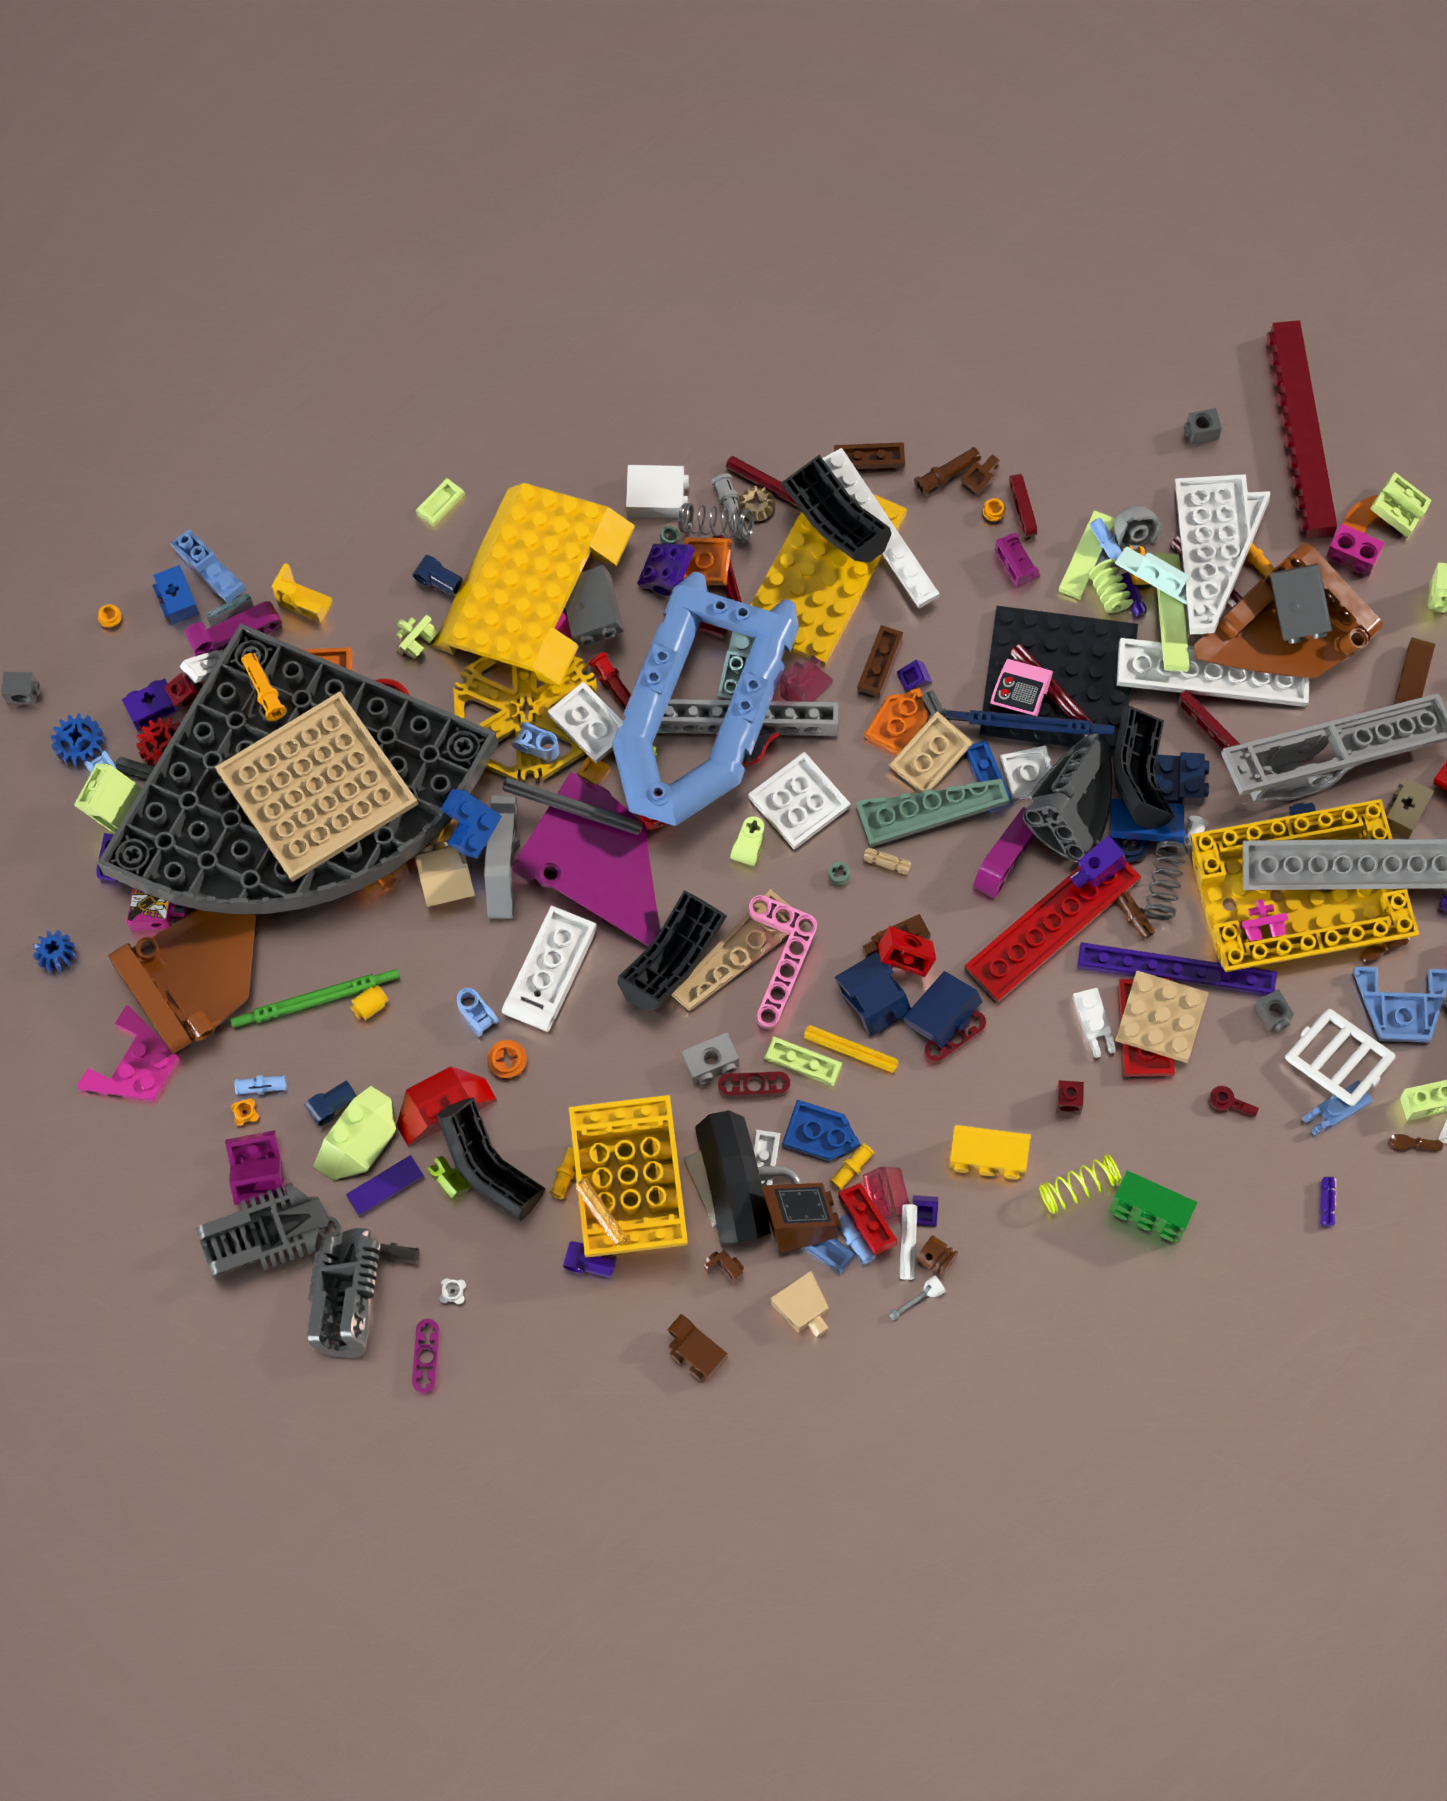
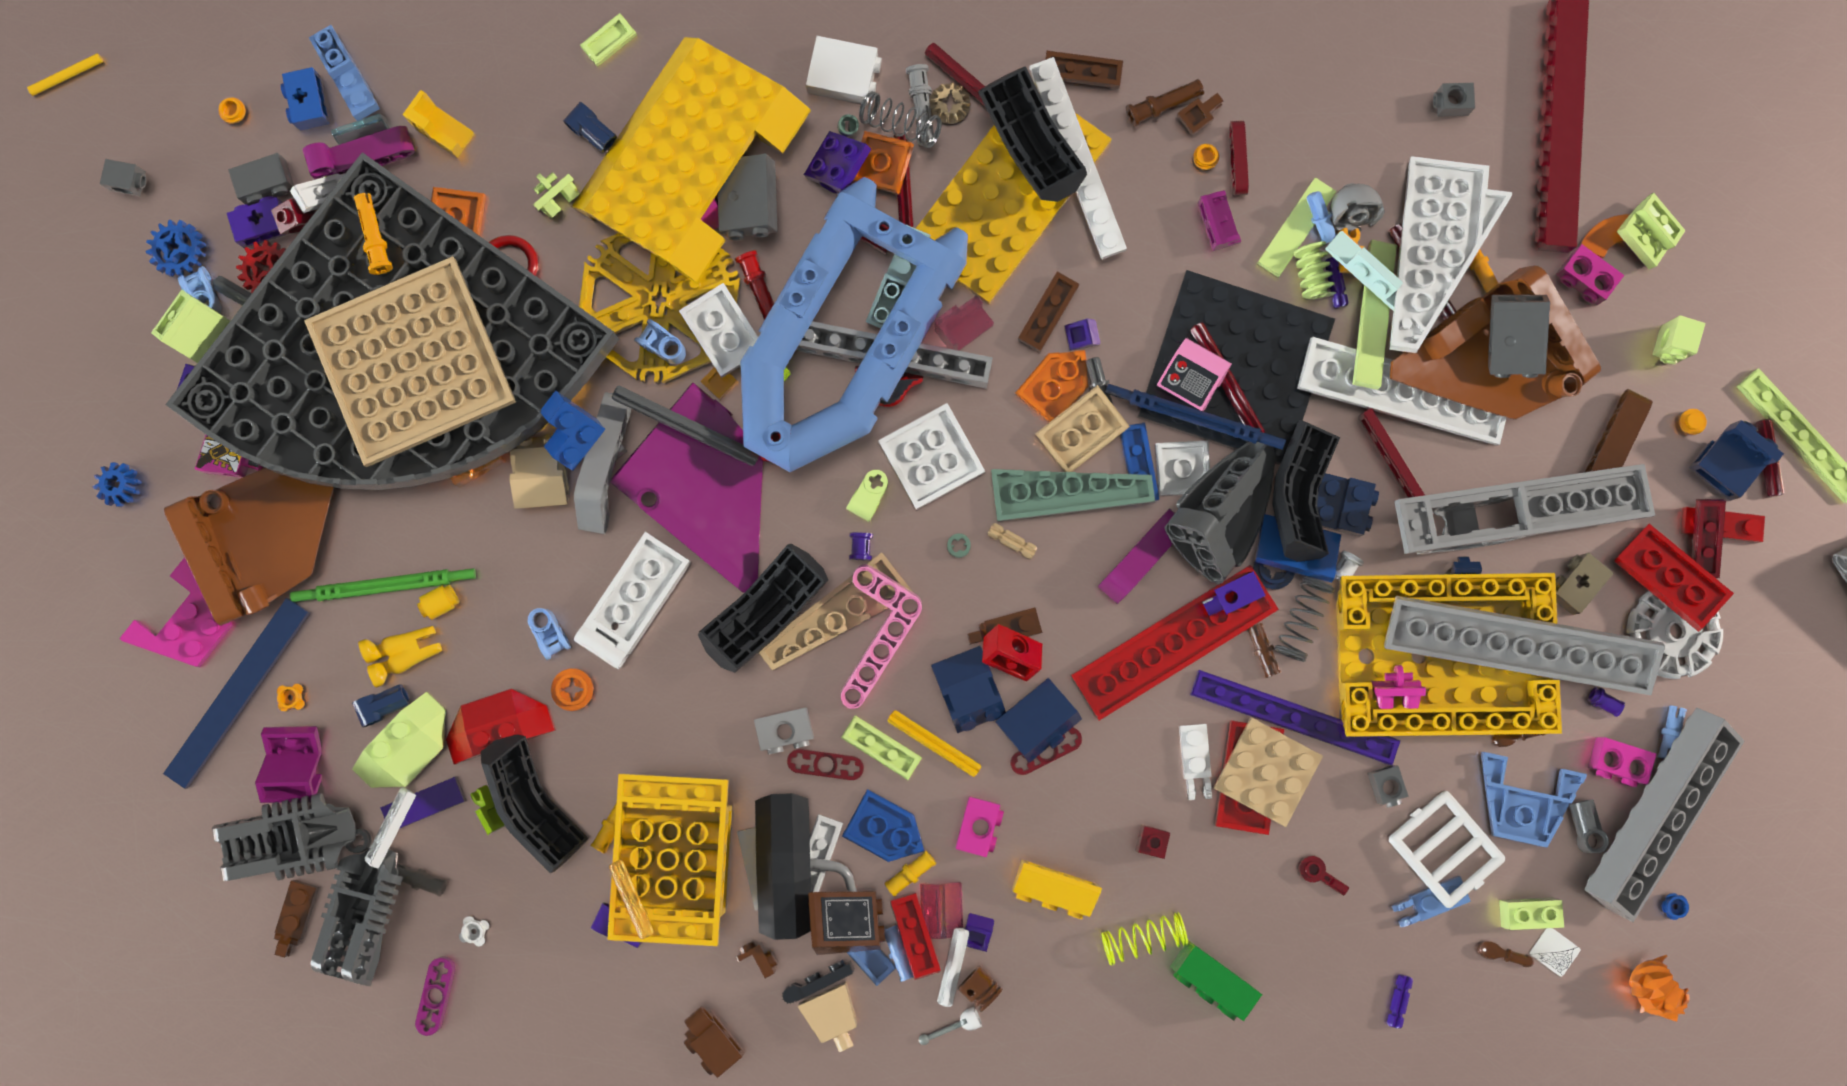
camera: 10 degrees right, 15 degrees up
(146, 667) = (261, 179): none -> dark grey brick
(193, 1118) = (236, 693): none -> dark blue tile
(260, 1084) = (311, 670): light blue pin -> none
(280, 1307) = (294, 916): none -> reddish brown hinge
(343, 1052) = (402, 653): none -> yellow piece
(360, 1205) = (389, 827): none -> white tile
(749, 886) = (860, 546): none -> dark purple bush
(784, 1278) = (817, 982): none -> black hinge
(907, 1098) = (967, 838): none -> dark pink brick

